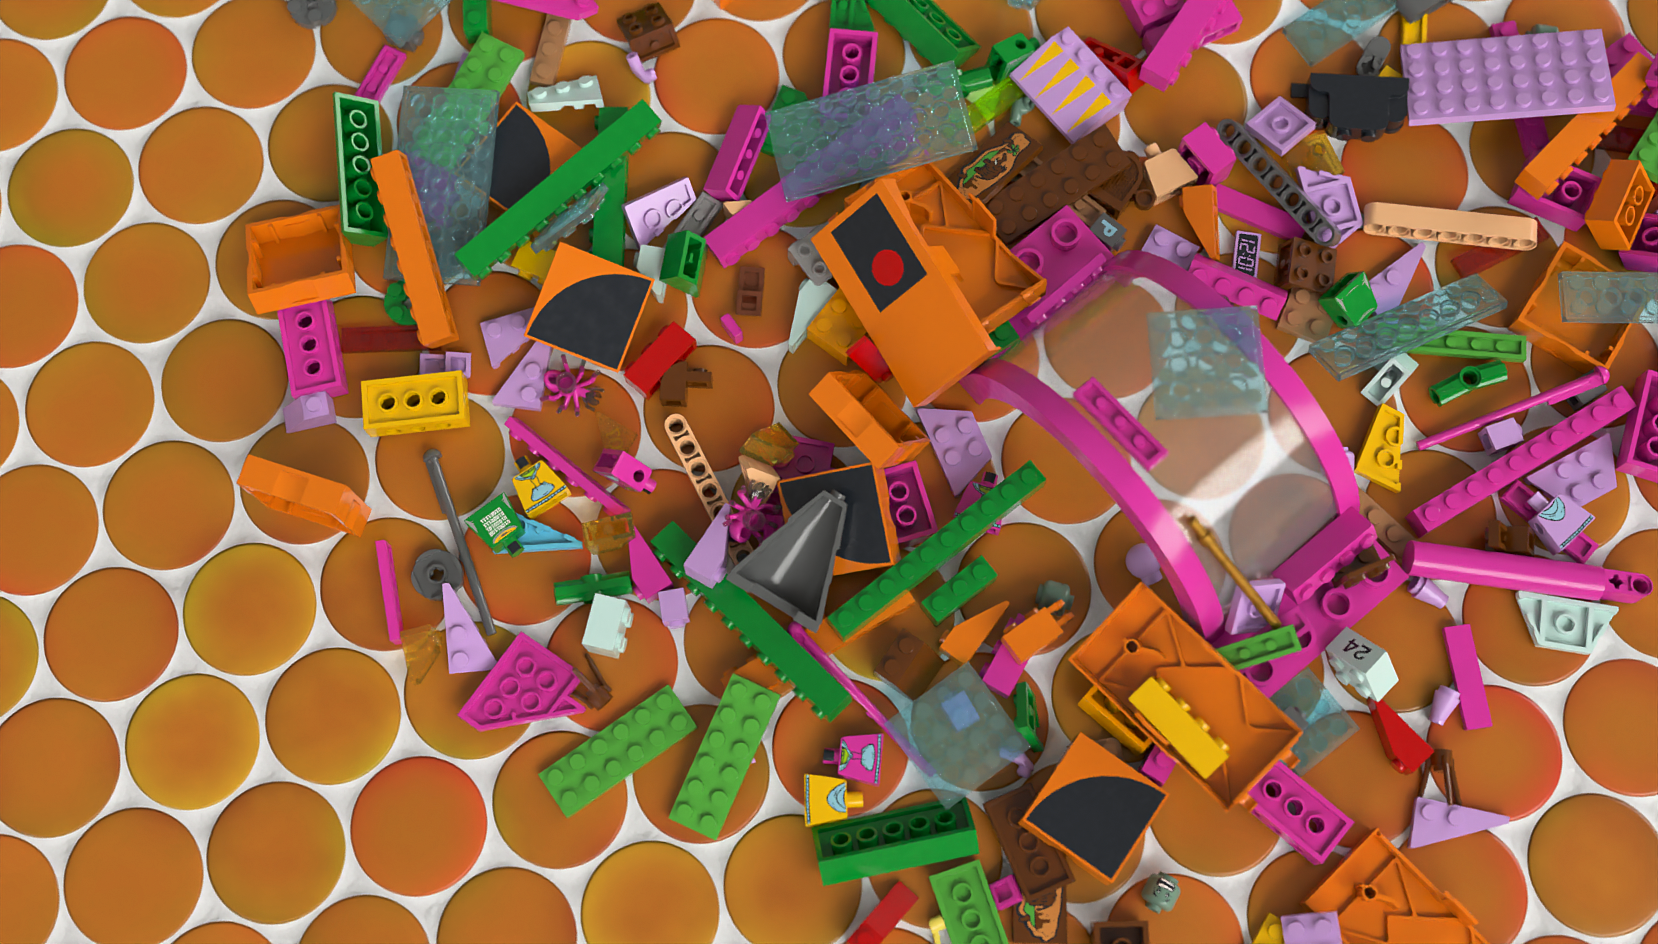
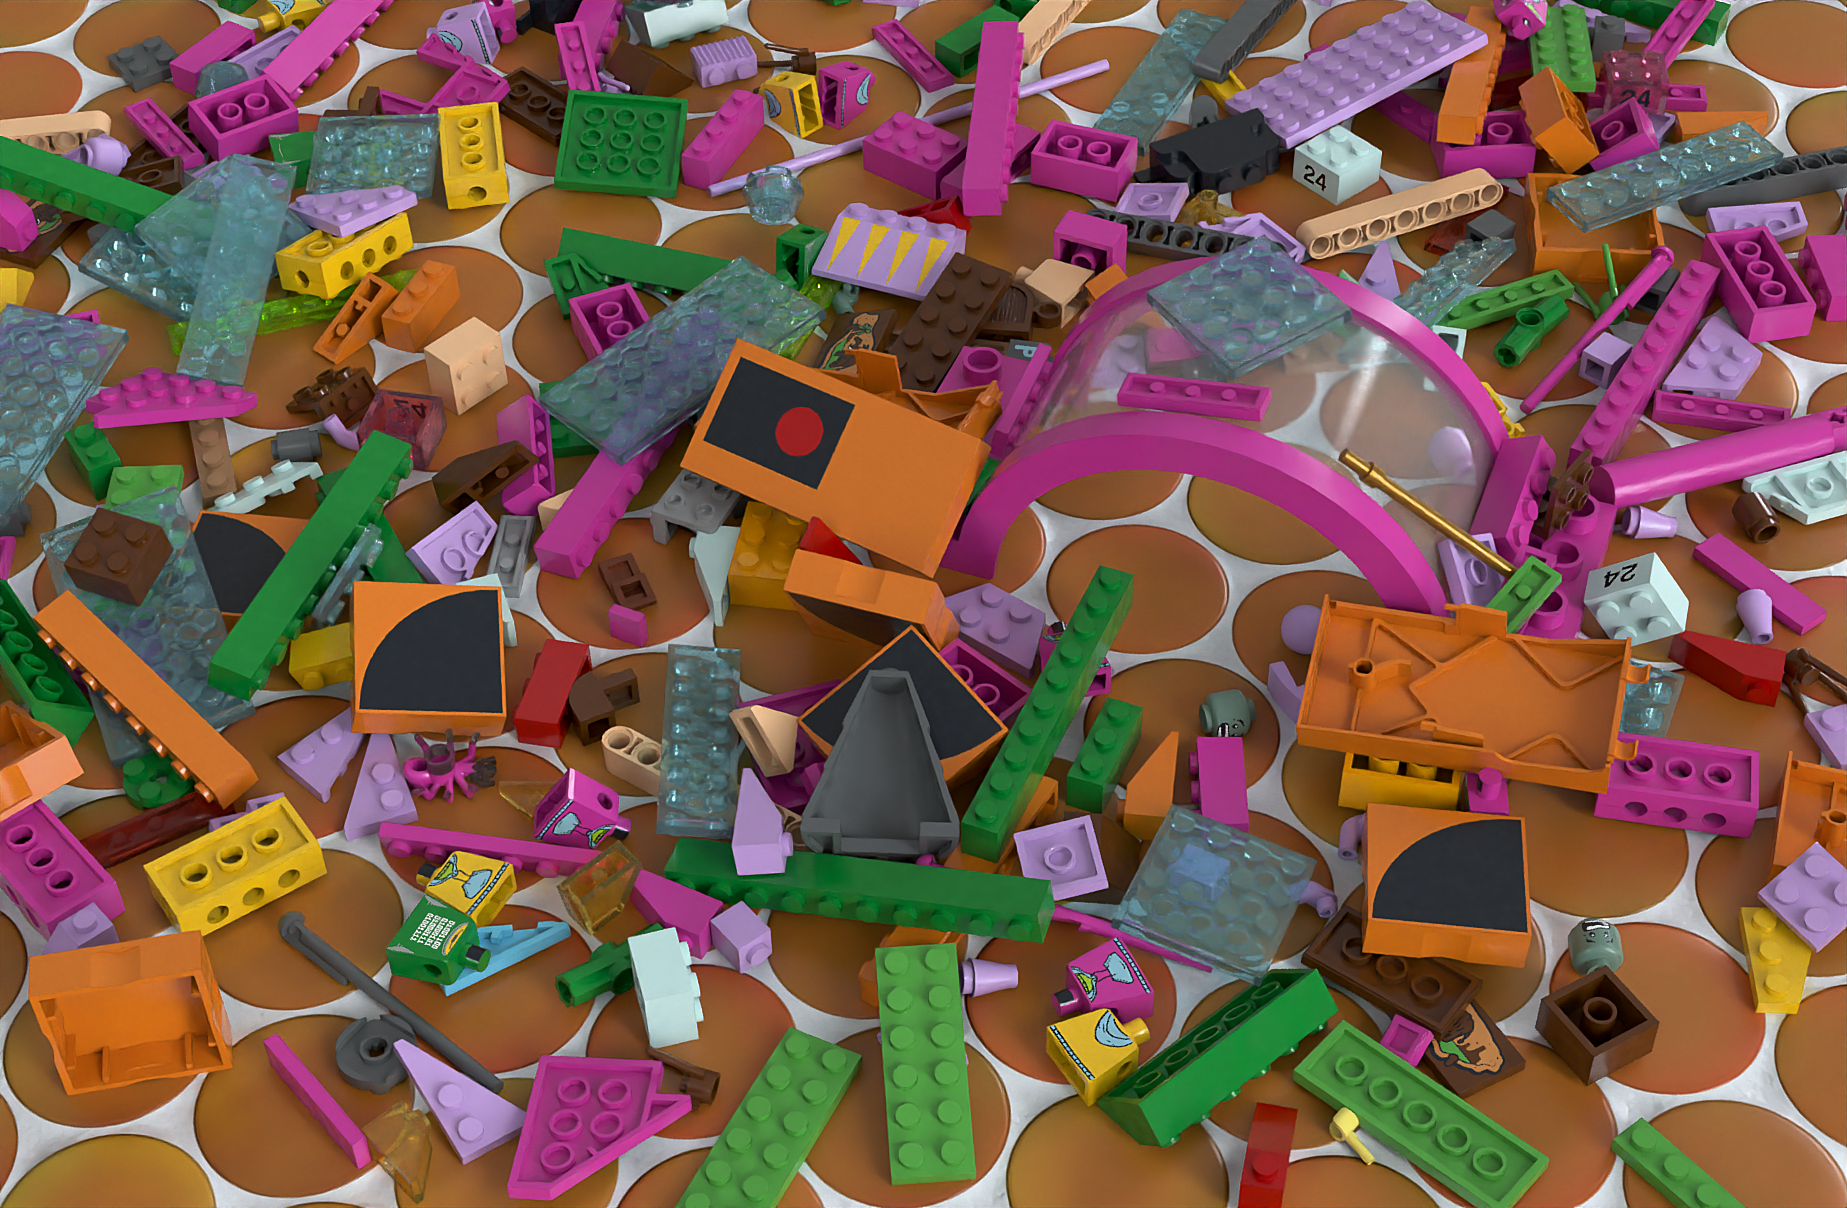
camera: 30 degrees left, 30 degrees down
(438, 136) = (118, 557): none -> reddish brown brick
(604, 64) = (296, 445): none -> dark grey brick
(673, 87) = (407, 417): none -> clear pink brick
(684, 262) = (526, 573): green slope -> none
(692, 160) = (481, 475): none -> reddish brown slope
(715, 460) = (699, 743): none -> clear light blue plate
(738, 52) = (466, 365): none -> light nougat brick
(750, 518) = (786, 766): animal -> none
(770, 445) = (762, 691): clear yellow slope -> none
(795, 711) = (984, 977): none -> lavender cone
(874, 671) = (1065, 855): none -> lavender plate
(1027, 716) = (1275, 828): green wing -> none
(1035, 632) = (1232, 739): orange hinge -> none
(1074, 727) = (1350, 837): none -> lavender arm
(1100, 600) = (1284, 690): none -> lavender slope
(1179, 727) = (1509, 725): yellow brick -> none
(1258, 60) = (1084, 160): none -> dark pink brick
(1438, 153) = (1337, 164): none -> light aqua brick
(1503, 276) = (1490, 225): none -> dark grey brick
(1503, 626) = (1756, 517): none -> reddish brown brick
(1509, 539) = (1695, 429): reddish brown brick -> none
(1543, 384) = (1608, 297): none -> bright green plant
(1557, 520) = (1728, 397): lavender torso -> none

